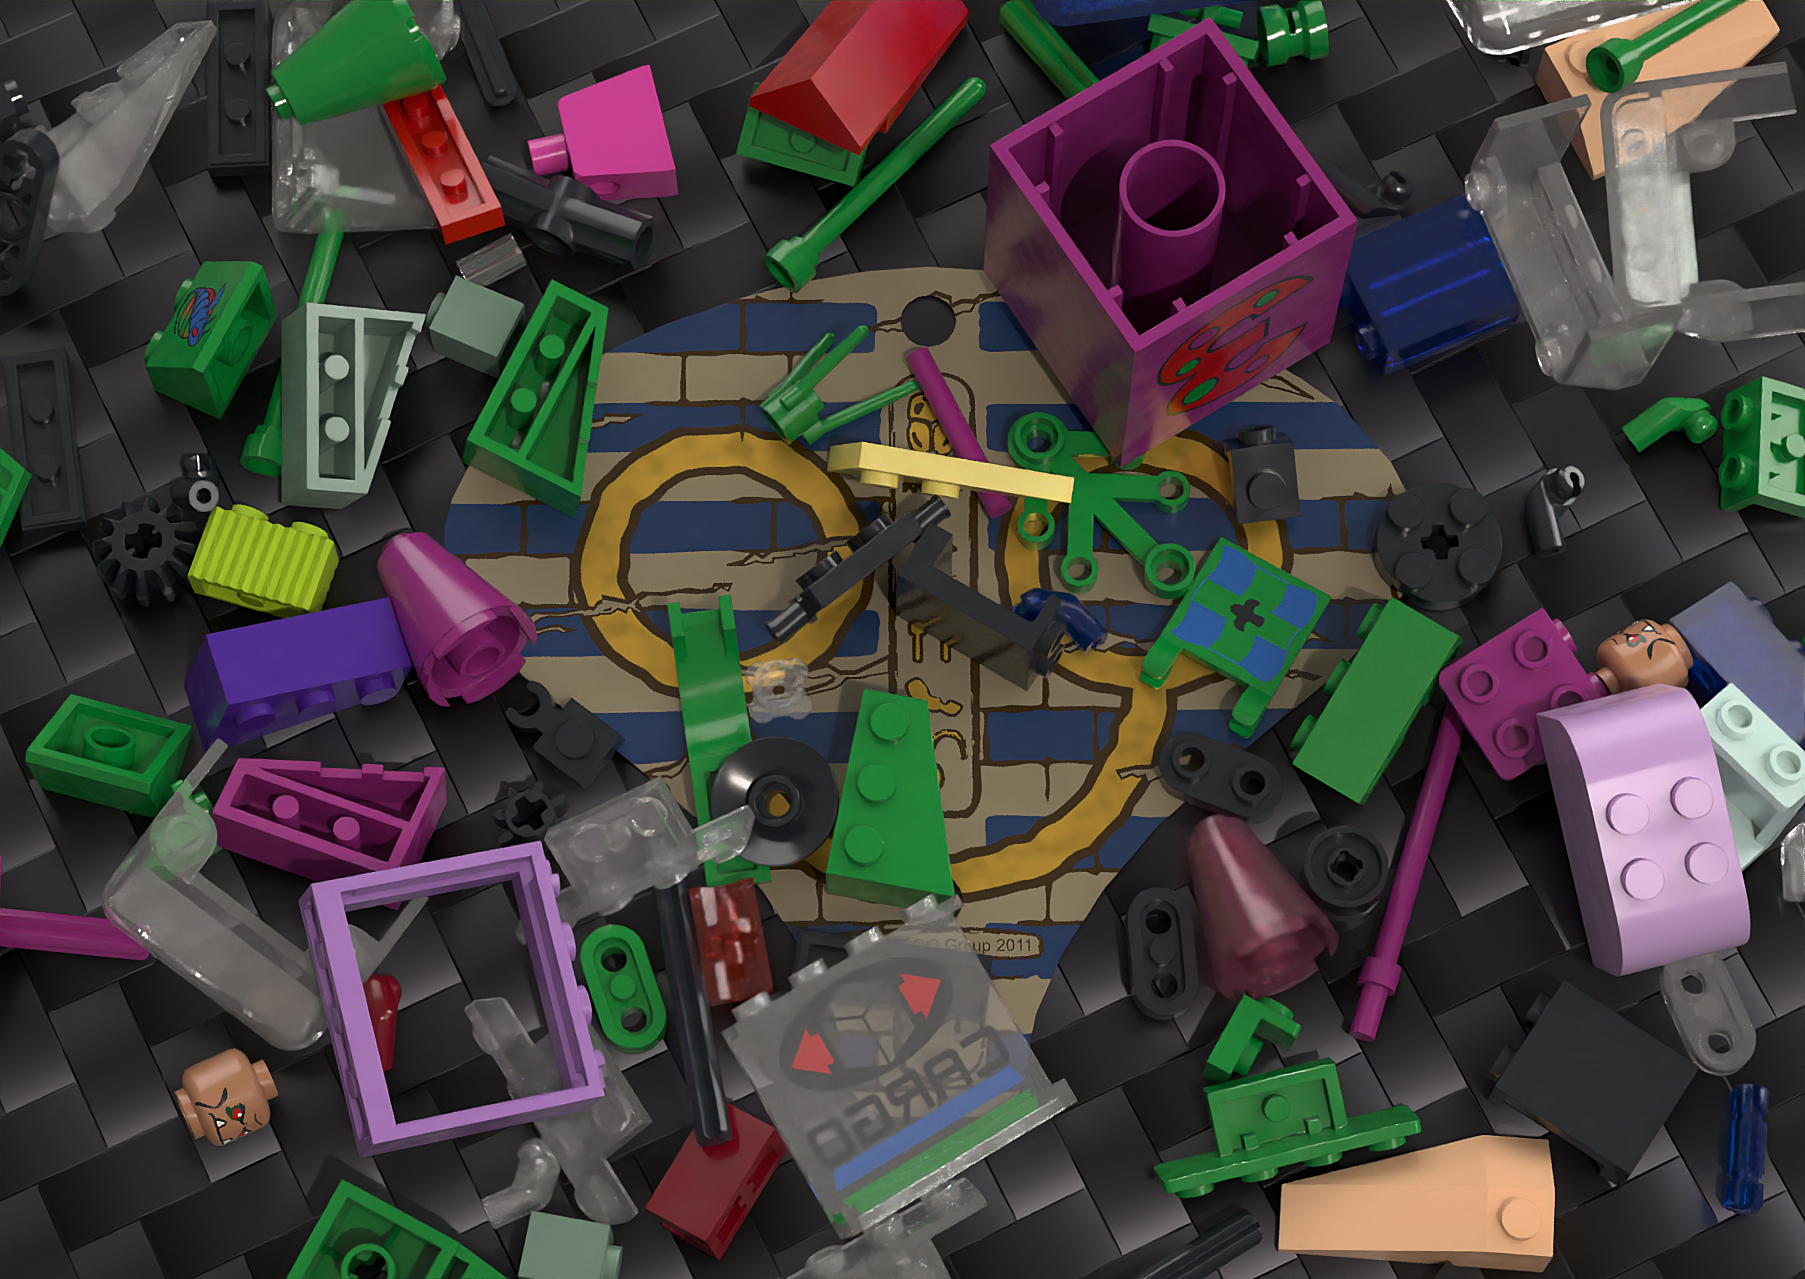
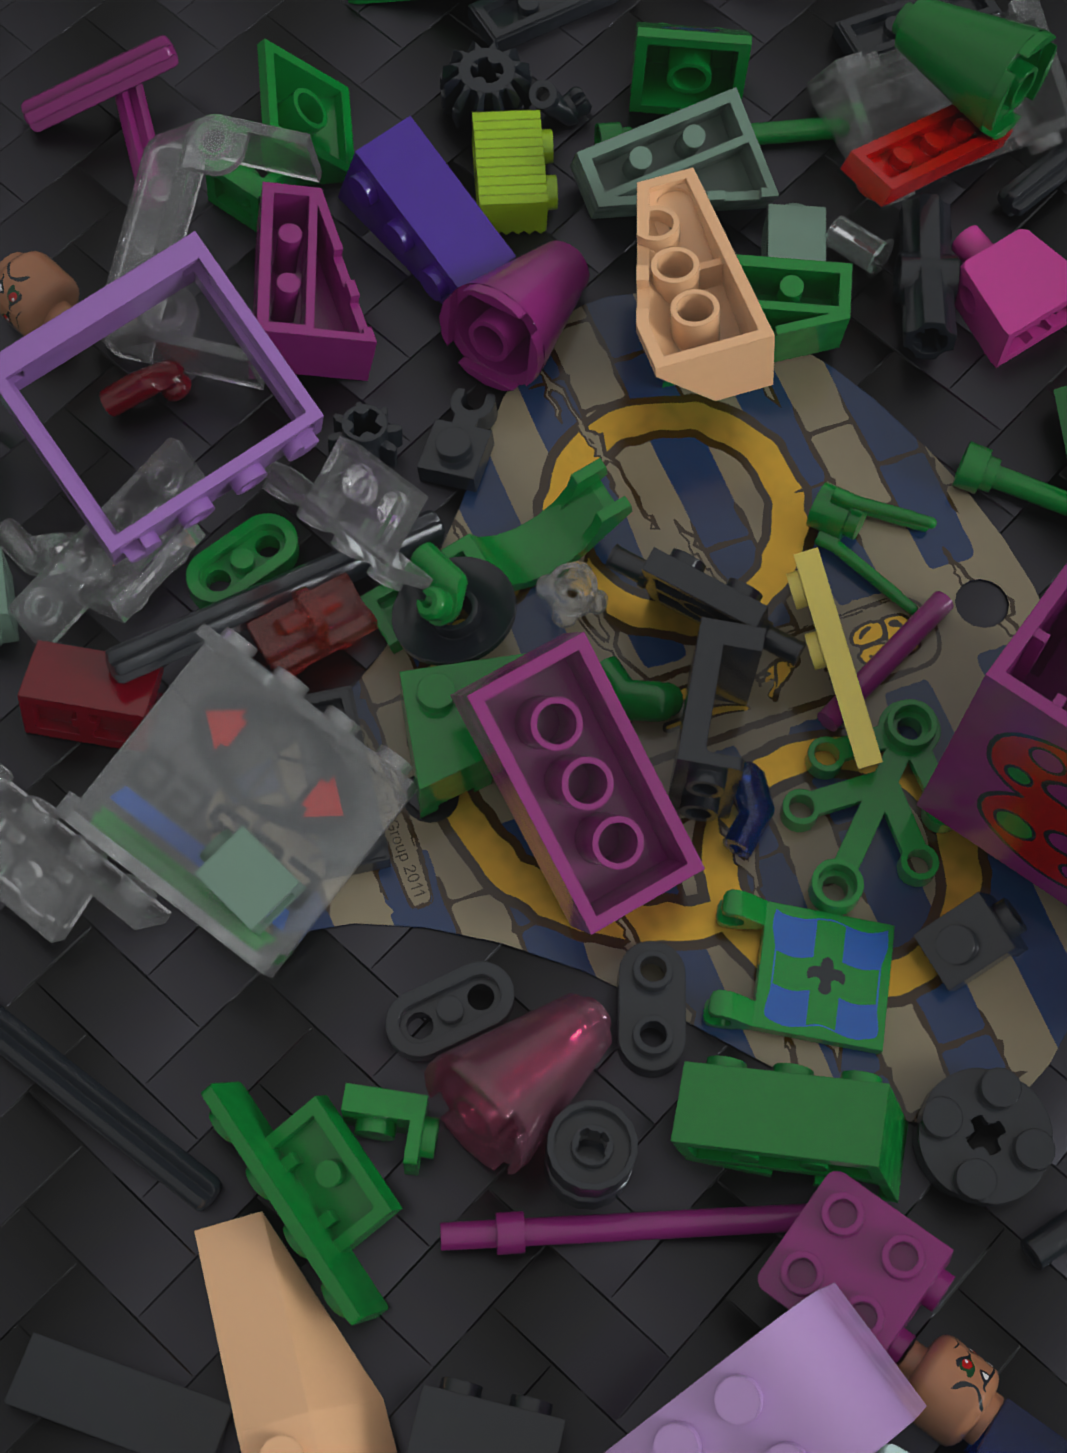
camera: 65 degrees right, 5 degrees down
(546, 442) = (693, 296): none -> light nougat wedge
(768, 801) = (447, 589): none -> green arm
(916, 668) = (643, 699): none -> green arm
(979, 1082) = (248, 878): none -> sand green brick
(1007, 750) = (578, 782): none -> magenta brick

